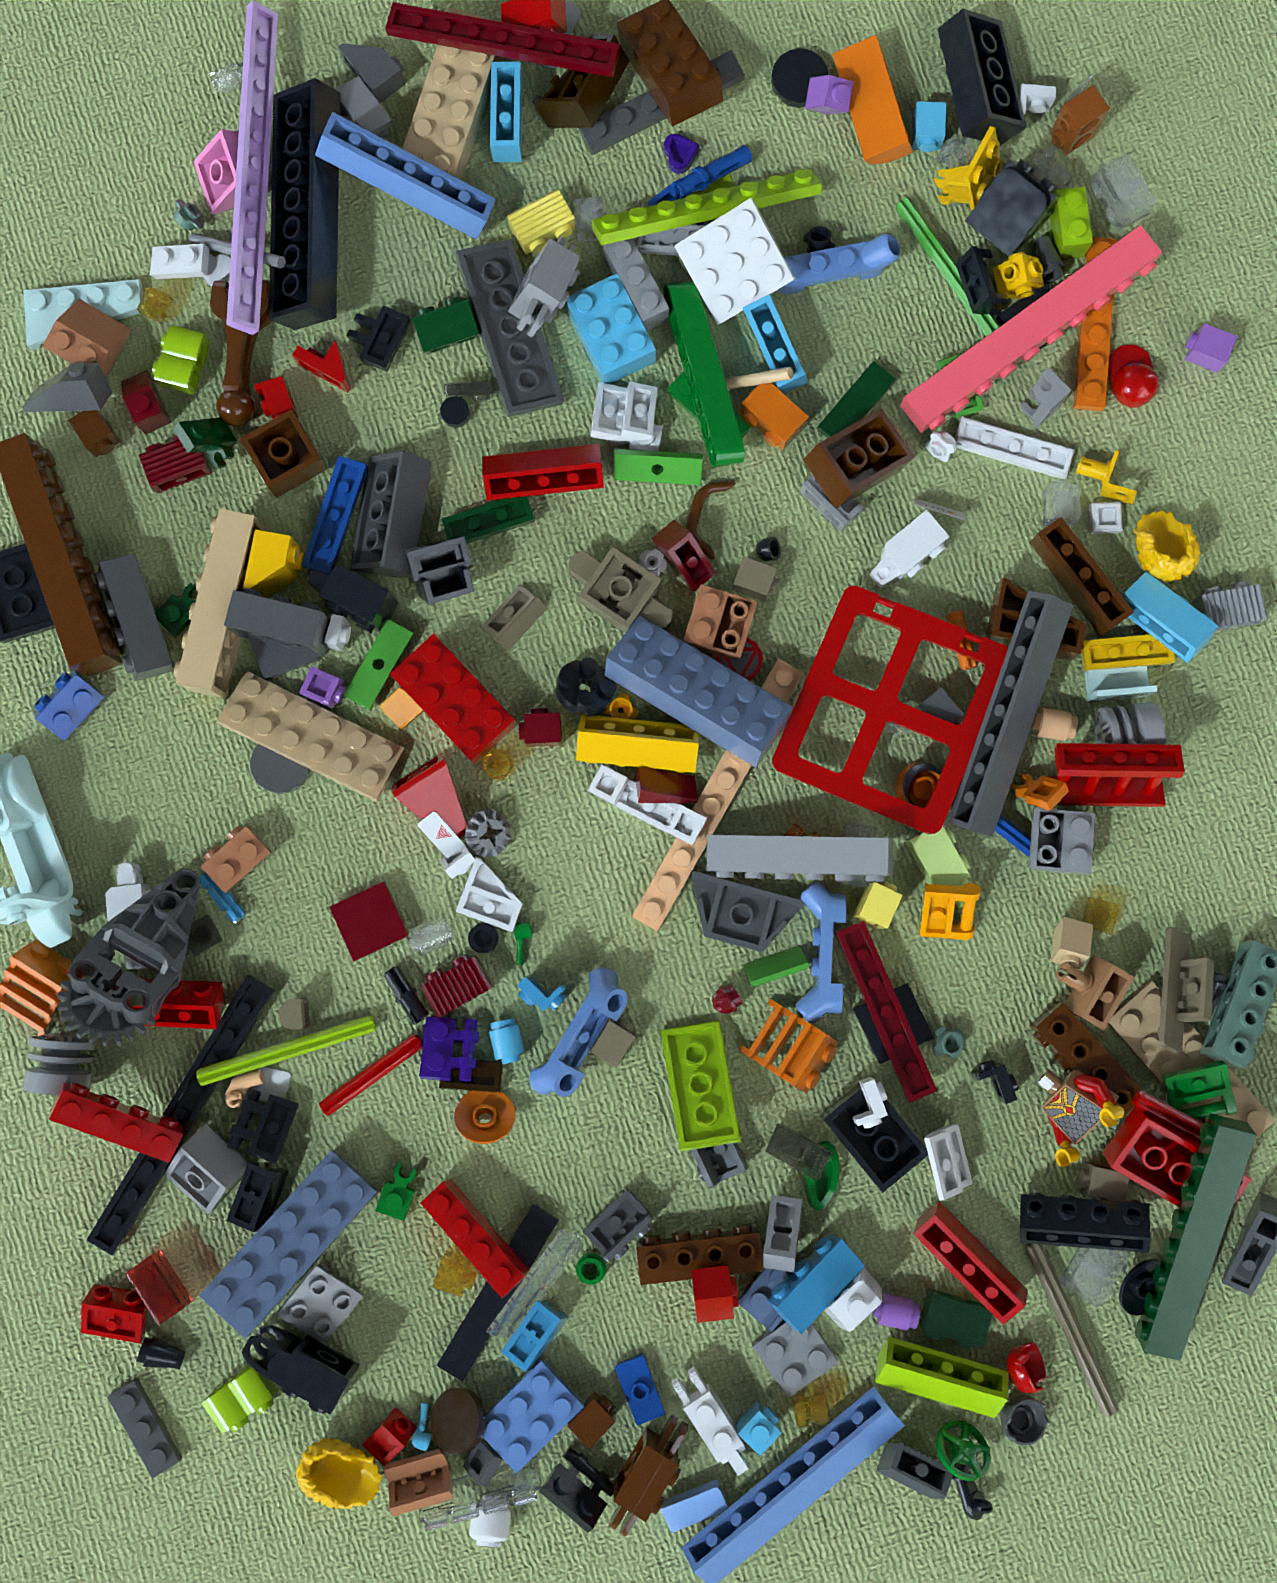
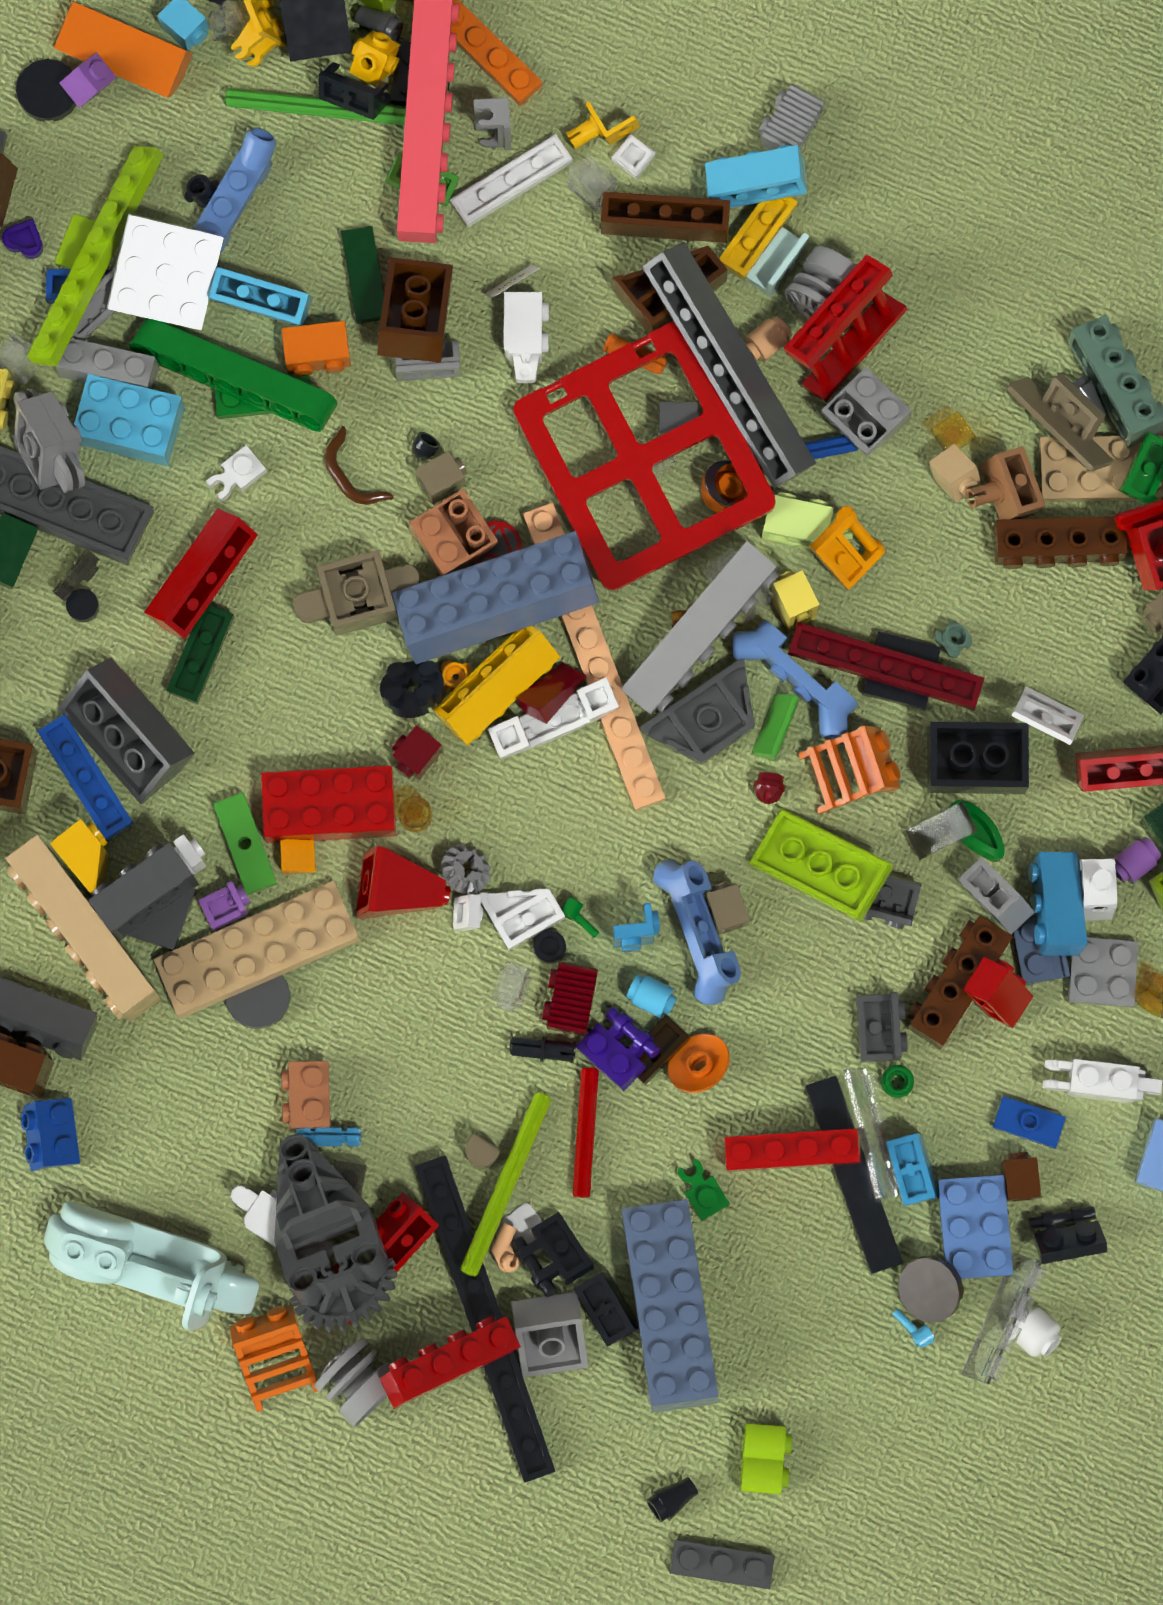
camera: 55 degrees left, 5 degrees down
(114, 1314) = (606, 1509): red bracket -> none
(159, 1287) = (615, 1452): clear red brick -> none
(175, 611) = (52, 977): dark green plate -> none
(302, 1367) = (784, 1378): black brick -> none
(319, 1303) = (741, 1329): light grey hinge -> none
(338, 1474) = (893, 1421): yellow piece -> none
(354, 597) = (172, 813): black hinge -> none
(369, 921) = (455, 1028): dark red tile -> none
(390, 1436) = (899, 1360): red bracket -> none
(419, 1482) = (953, 1362): nougat bracket -> none
(440, 834) = (435, 906): white sticker -> none
(441, 569) = (213, 722): black plate -> none
(454, 1274) = (809, 1194): clear yellow brick -> none
(482, 1463) = (982, 1298): dark grey plate -> none
(514, 617) = (300, 700): dark tan slope -> none
(624, 412) = (207, 466): white slope -> none
(646, 1475) = (1100, 1165): reddish brown brick -> none
(654, 555) = (350, 541): white plate -> none
(674, 468) = (289, 467): bright green tile -> none
(684, 554) = (370, 517): dark red slope -> none
(702, 177) = (65, 236): blue pin -> none
(759, 378) = (279, 332): tan bar -> none
(759, 1427) = (1138, 1046): medium azure brick -> none
(874, 1095) = (945, 727): white bracket -> none
(941, 445) = (460, 236): white plate -> none
(1003, 1082) = (1022, 621): black bracket -> none
(1041, 793) = (814, 394): orange plate -> none
(1076, 1108) = (1089, 580): torso -> none
(1132, 376) = (534, 37): red cap -> none
(1166, 546) = (698, 130): yellow piece -> none

